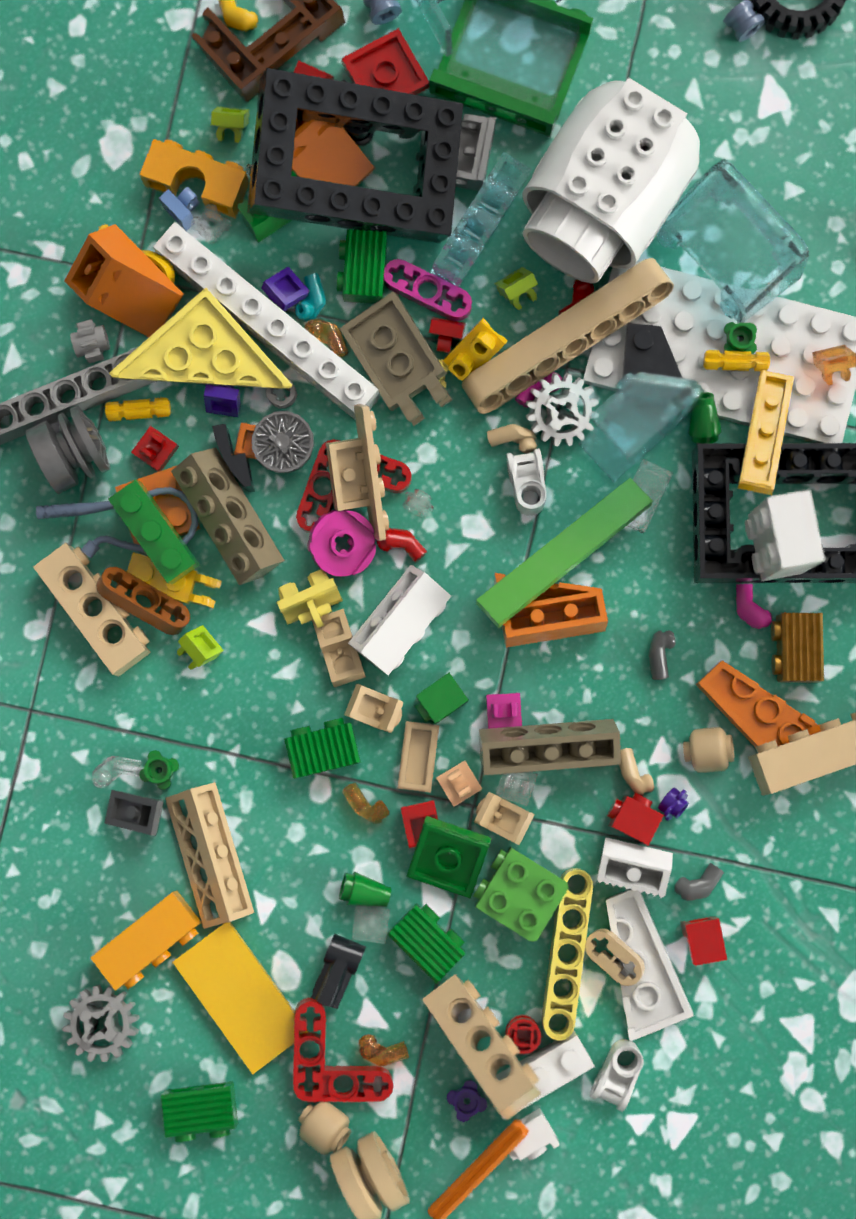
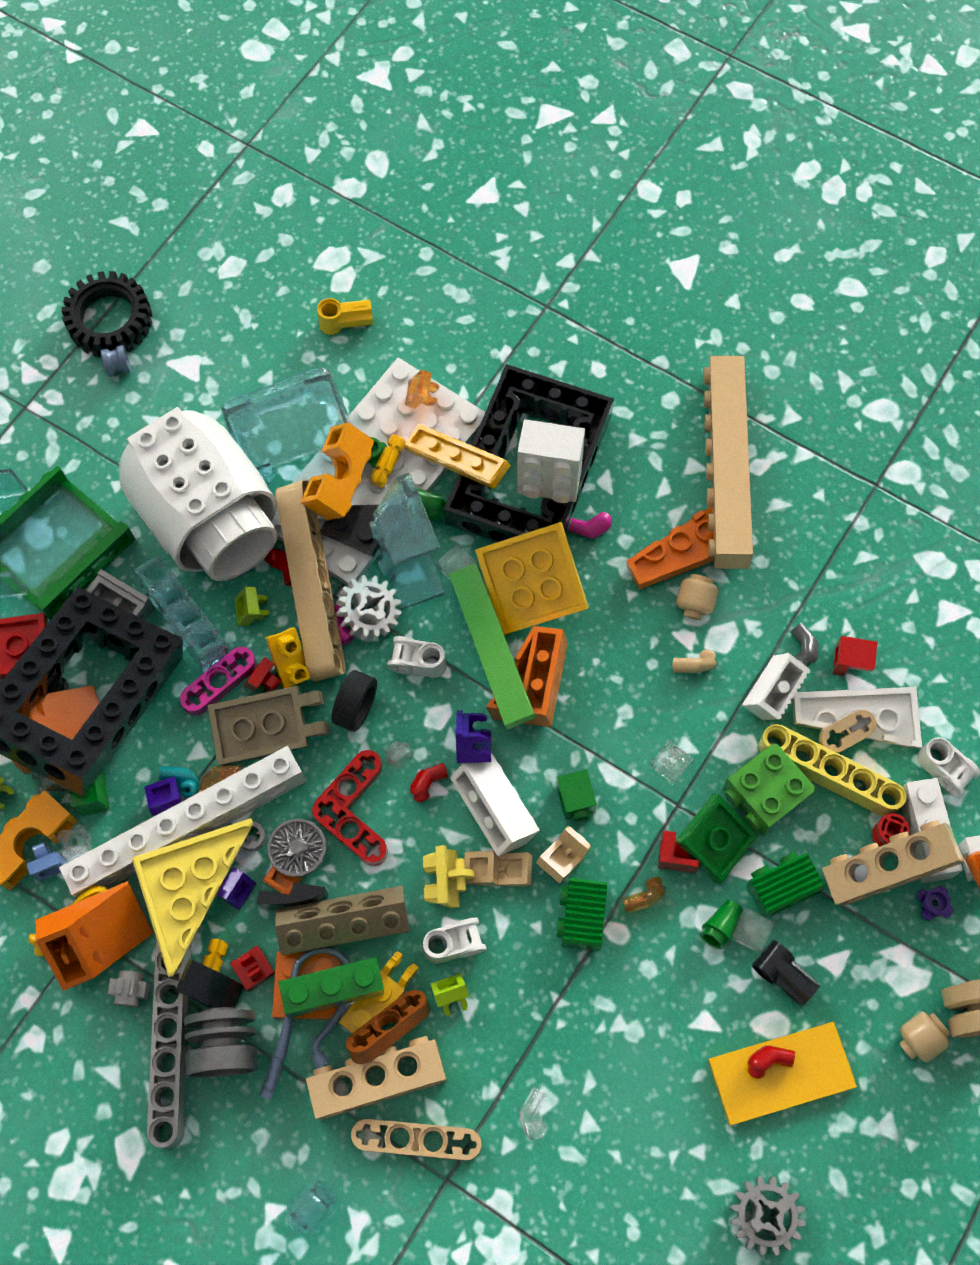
camera: 70 degrees left, 15 degrees down
(48, 670) = (416, 1143): none -> tan beam
(116, 416) = (208, 986): none -> black slope
(134, 812) = (580, 1107): dark grey slope -> none
(147, 941) = (704, 1141): light orange brick -> none
(149, 772) = (557, 1073): green plate -> none
(199, 1110) = (877, 1149): green brick -> none
(214, 854) = (644, 1047): tan fence -> none
(247, 977) = (768, 1056): none -> red arm
(250, 634) = (455, 940): none -> white piece
(323, 544) = (404, 846): dark pink plate -> none
(327, 1074) = (877, 1018): red beam -> none
(356, 474) = (352, 790): tan bracket -> none
(363, 266) = (174, 724): green brick -> none
(381, 1055) = (872, 963): clear orange arm -> none
(418, 756) = (619, 835): tan tile -> none
(453, 436) = (354, 700): none -> black tyre
(456, 571) = (472, 744): none -> dark purple hinge
(459, 783) = (654, 809): light nougat tile -> none
(503, 710) = (604, 749): dark pink tile -> none
(503, 817) = (698, 780): tan bracket -> none
(514, 433) = (373, 653): tan arm -> none
(549, 747) = (650, 720): dark tan brick -> none
(635, 818) = (734, 674): red brick -> none
(656, 567) = (532, 578): none -> yellow plate
(657, 653) = (604, 608): dark grey arm -> none
(674, 804) = (732, 640): dark purple plate -> none
(720, 318) = (349, 452): none -> light orange arch
(798, 647) = (638, 500): pearl gold brick -> none

